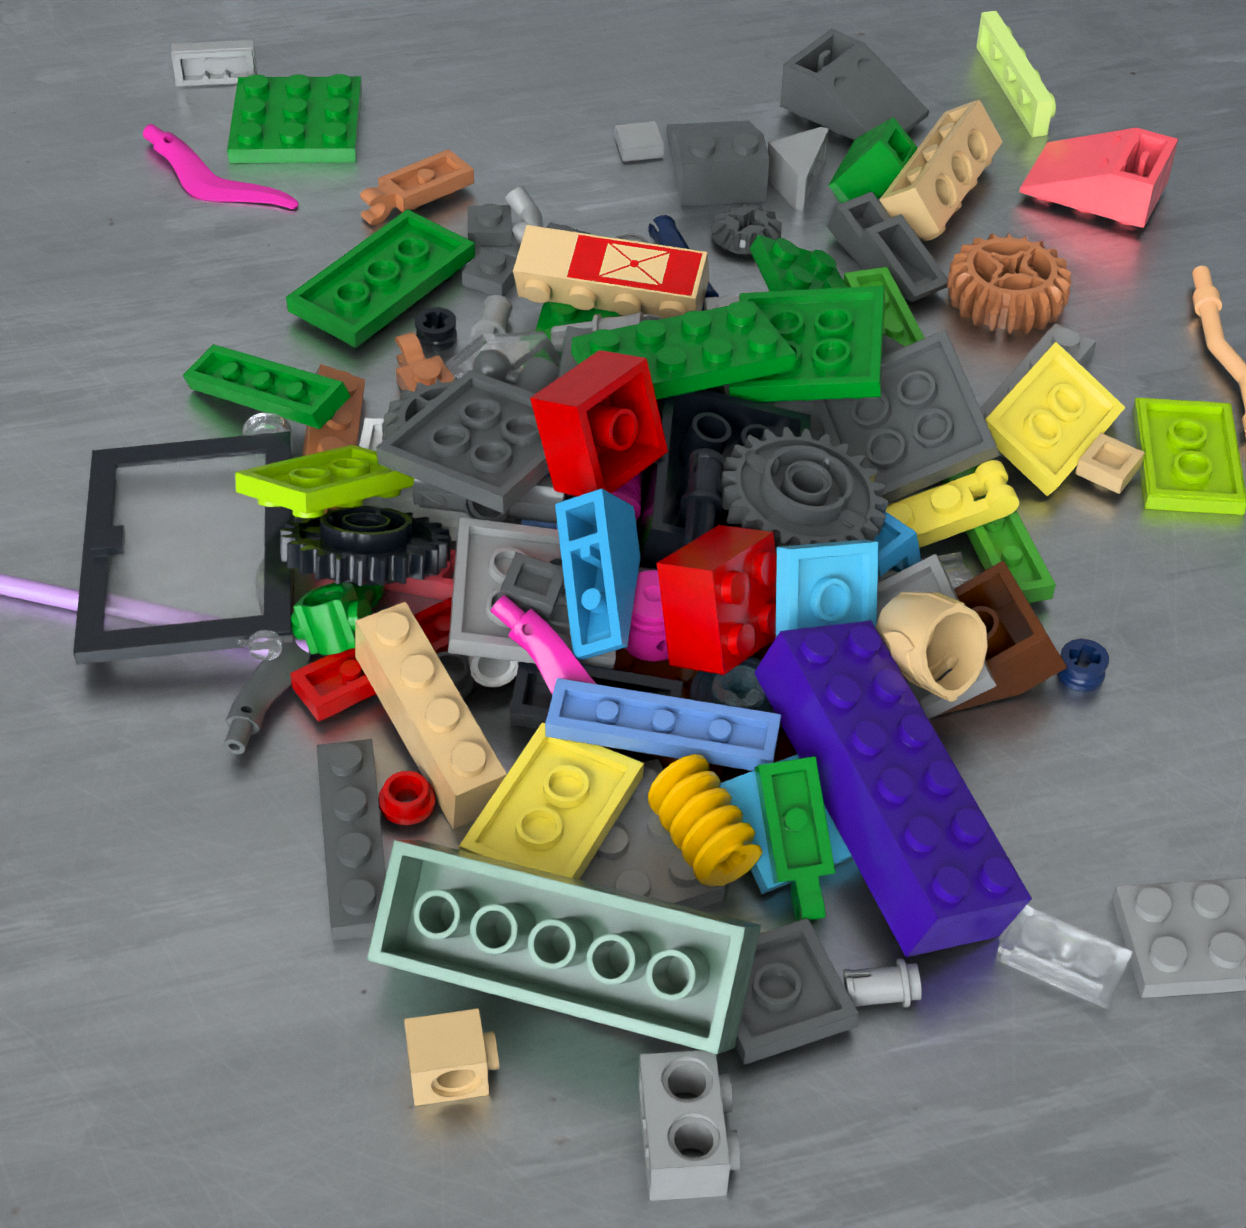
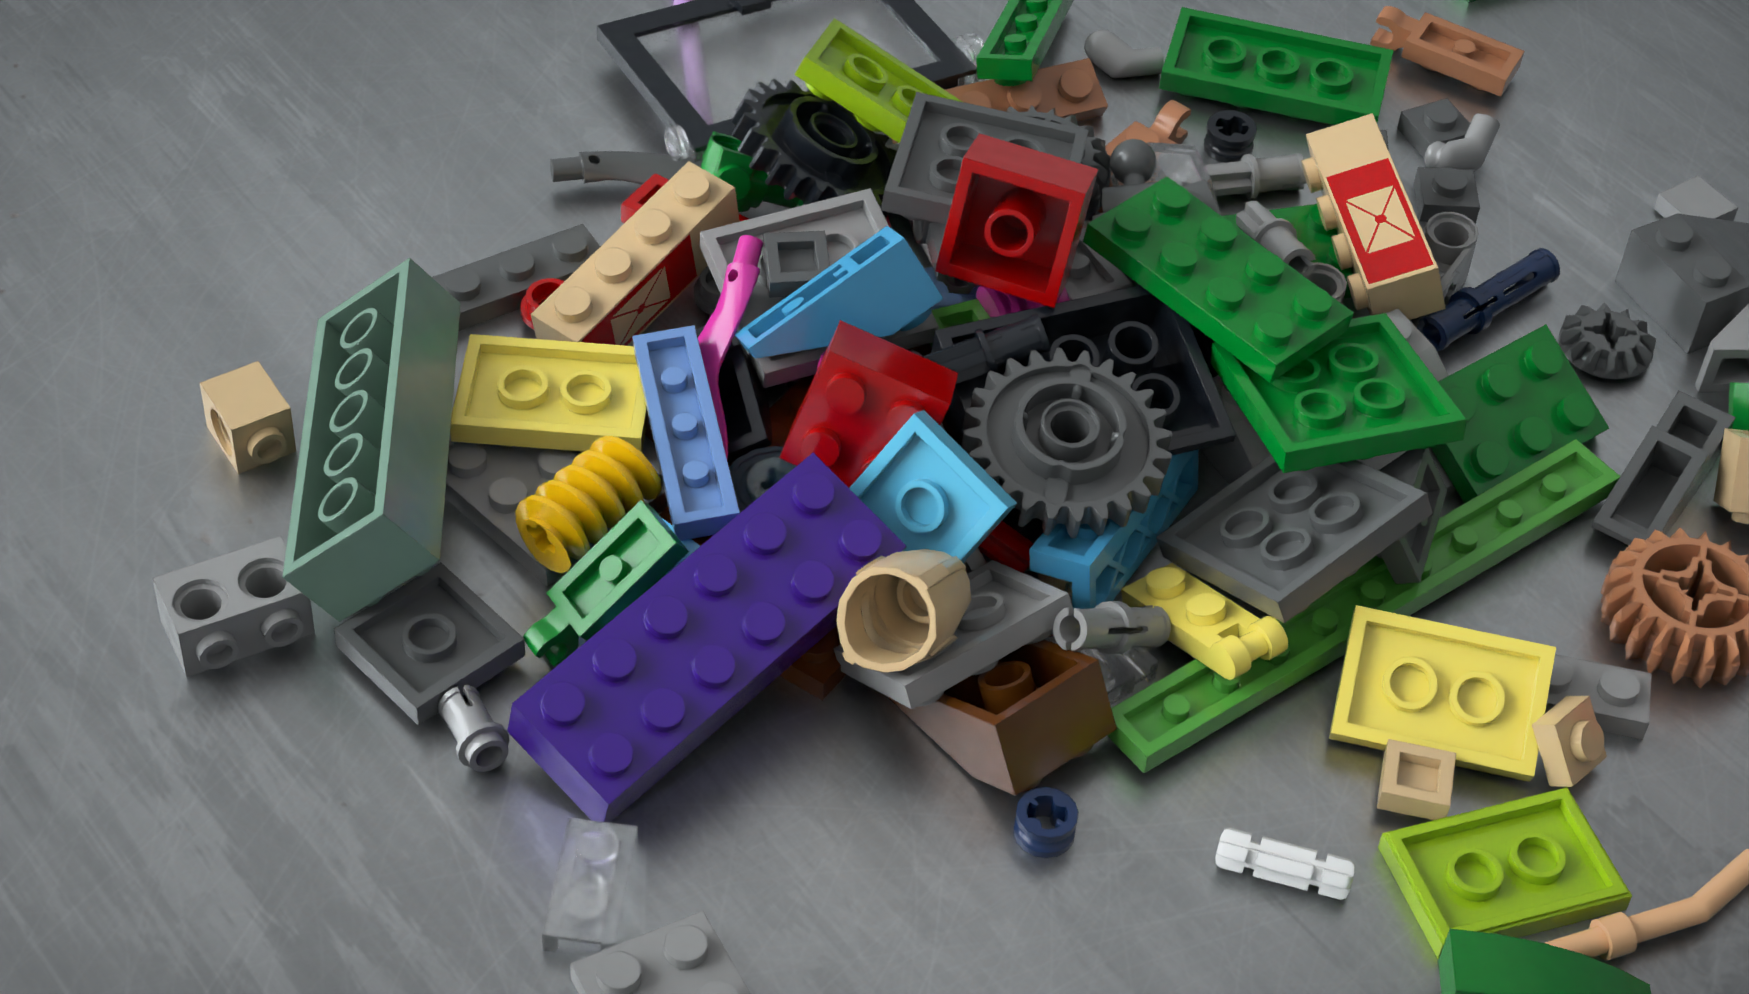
camera: 65 degrees right, 0 degrees up
(310, 354) = (1121, 60): none -> light grey arm
(953, 551) = (1092, 630): none -> light grey pin
(1109, 374) = (1569, 741): none -> tan plate
(1155, 554) = (1285, 863): none -> white axle

